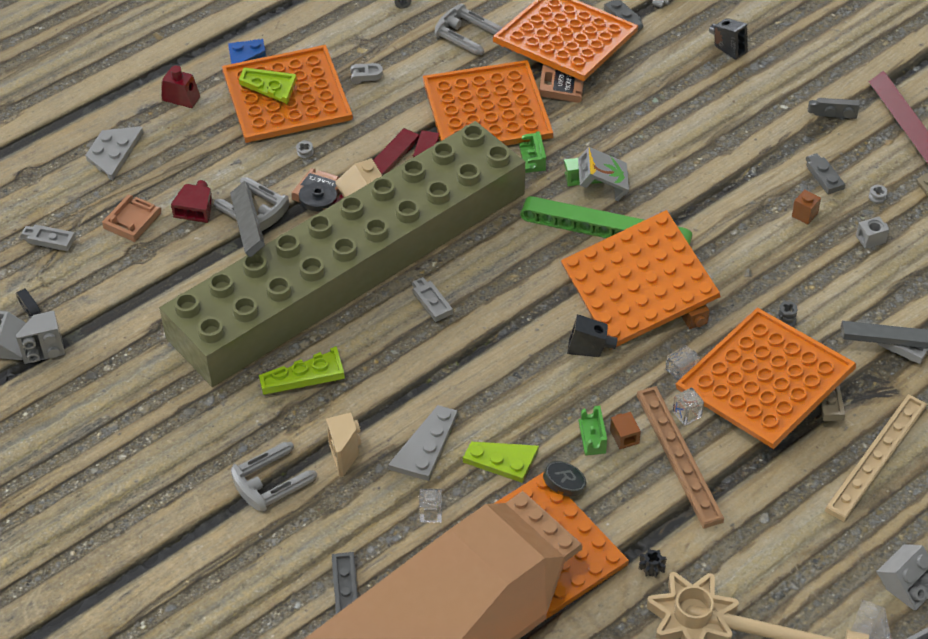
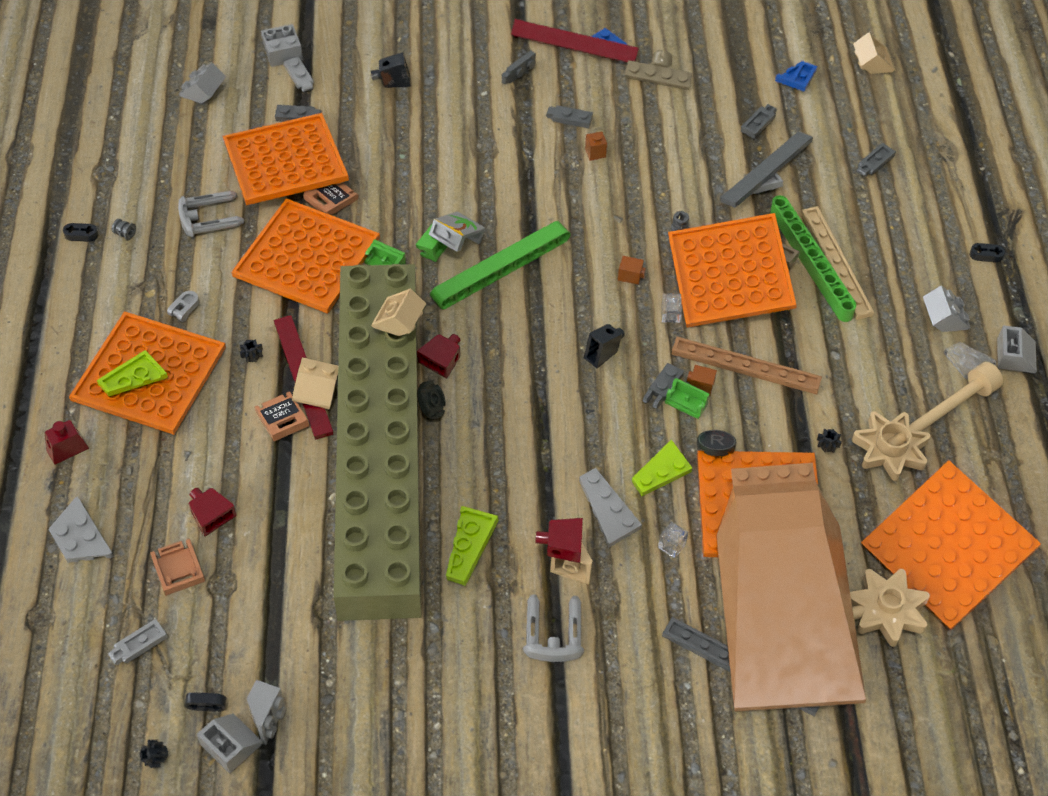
camera: 55 degrees left, 5 degrees up
(246, 50) = (65, 371): blue wing -> none
(247, 219) = (289, 478): dark grey tile -> none
(267, 215) = (277, 465): light grey piece -> none
(304, 145) = (225, 393): light grey bush -> none
(317, 196) = (298, 419): black plate -> none
(340, 415) = (563, 539): none -> dark red torso
(360, 133) = (251, 351): none -> black gear
(416, 261) = (431, 399): none -> pearl dark grey tile
(425, 141) = (307, 319): dark red tile -> none
(431, 299) = (471, 415): light grey hinge -> none
(453, 176) = (399, 313): none -> tan slope
(473, 243) = (440, 354): none -> dark red torso
(609, 406) = (662, 384): none -> dark grey hinge
(640, 278) = (575, 277): orange plate -> none
(688, 406) = (713, 330): clear brick -> none
(855, 434) = (813, 259): none -> bright green beam
(872, 232) = (650, 129): light grey brick -> none
(880, 190) = (617, 102): light grey bush -> none

